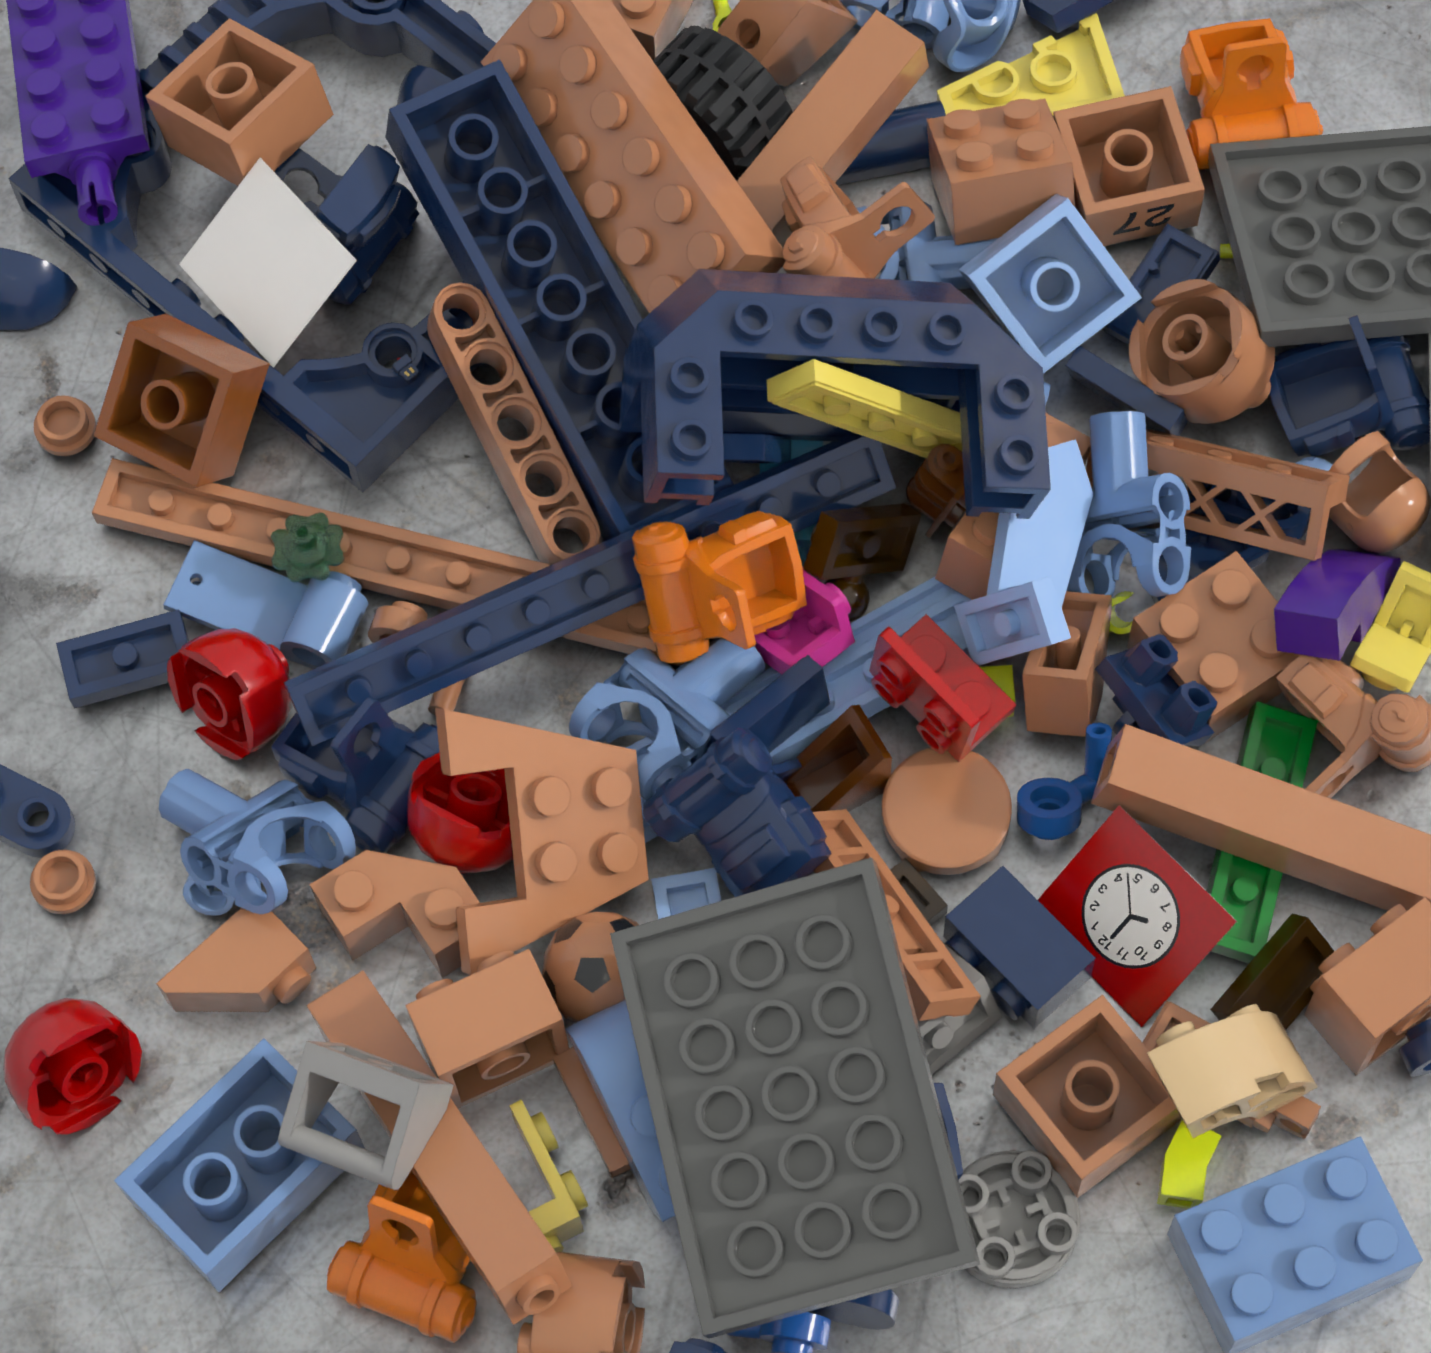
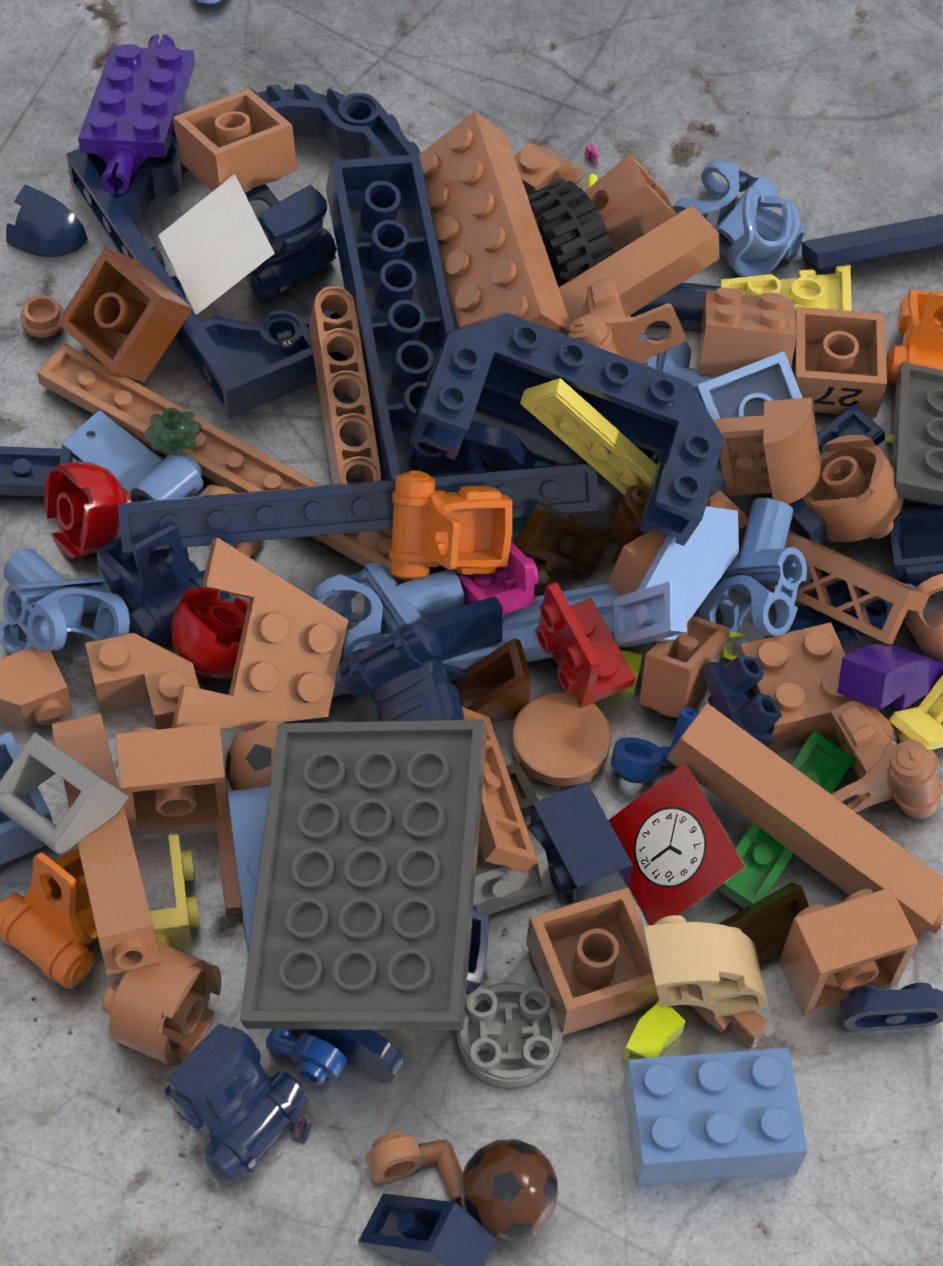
camera: 10 degrees right, 10 degrees down
(1098, 345) = (772, 451): none -> nougat brick

